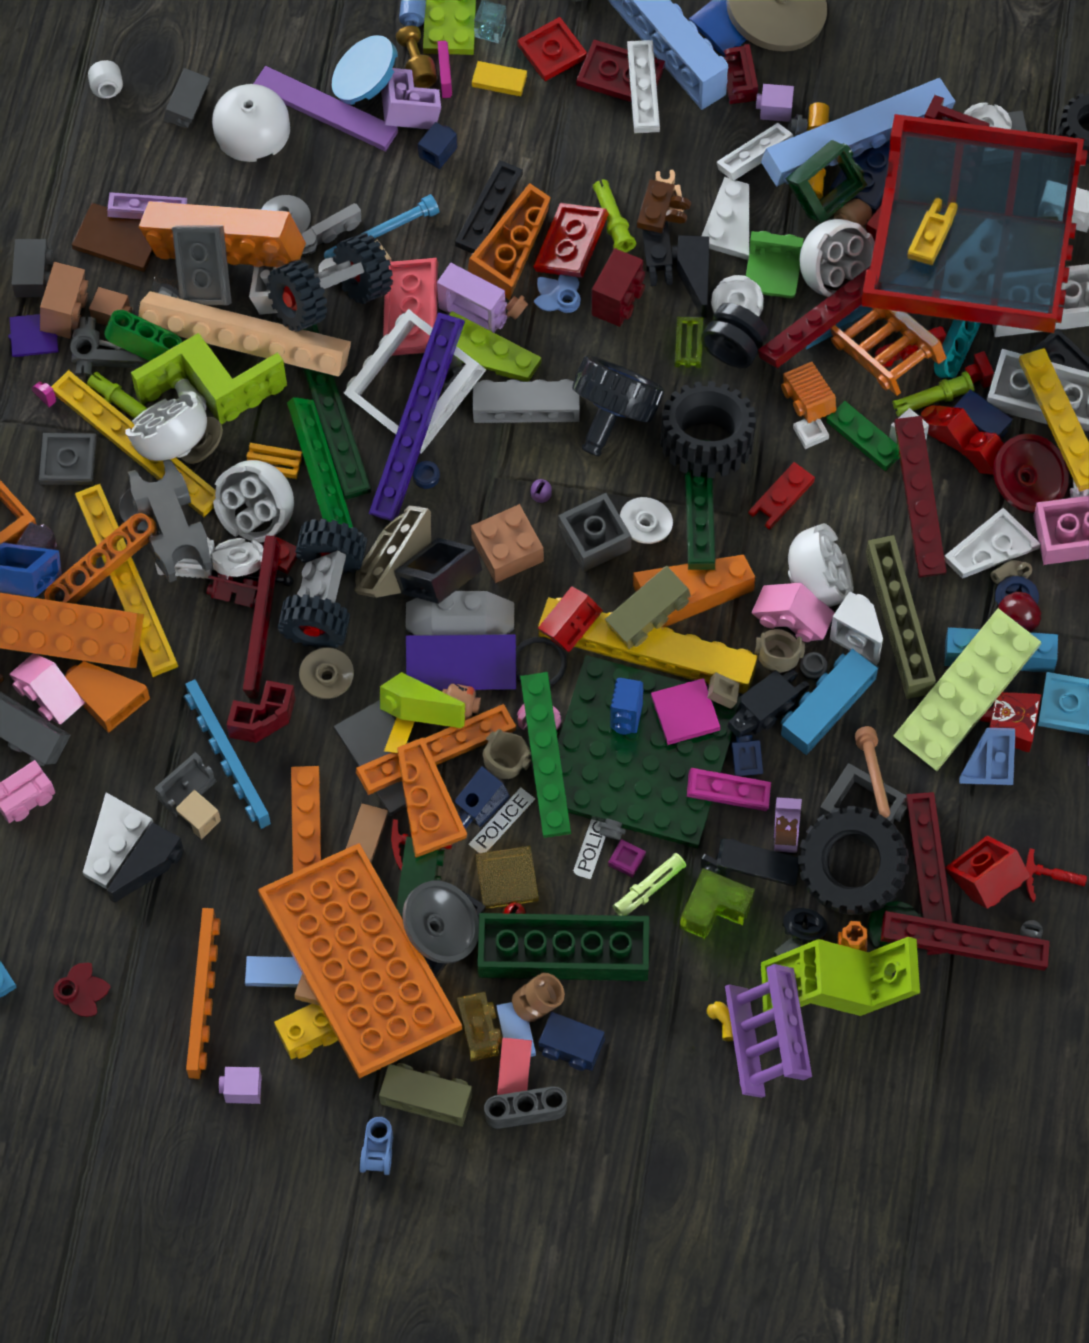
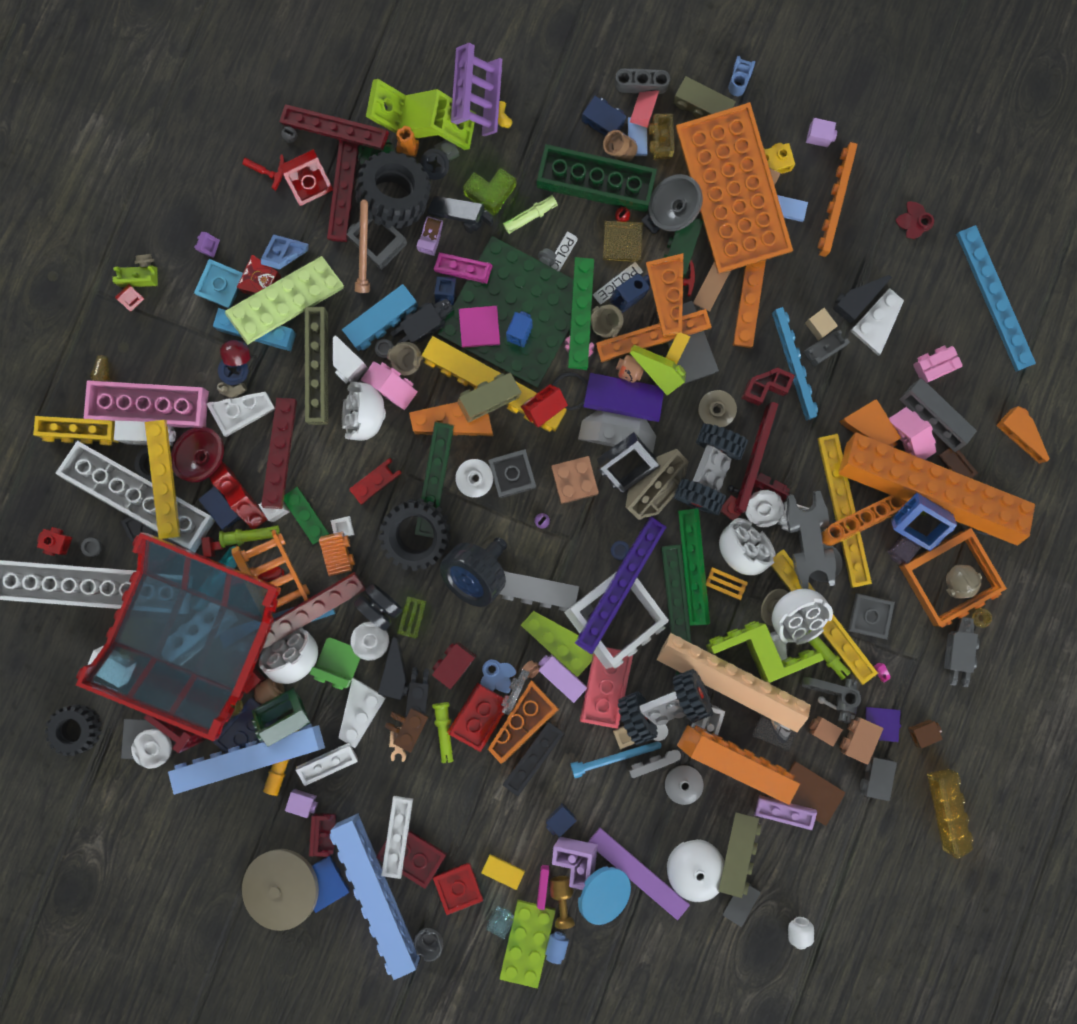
camera: 170 degrees left, 20 degrees up
(139, 335) = (818, 692): green beam -> none
(200, 144) = (739, 854): none -> olive brick
(202, 264) = (758, 740): dark grey tile -> none
(534, 260) = (516, 686): none -> clear wing
(626, 858) = (540, 238): magenta tile -> none
(723, 690) = (450, 333): dark tan plate -> none
(797, 125) = (290, 779): dark grey plate -> none
(932, 233) = (214, 650): yellow hinge -> none

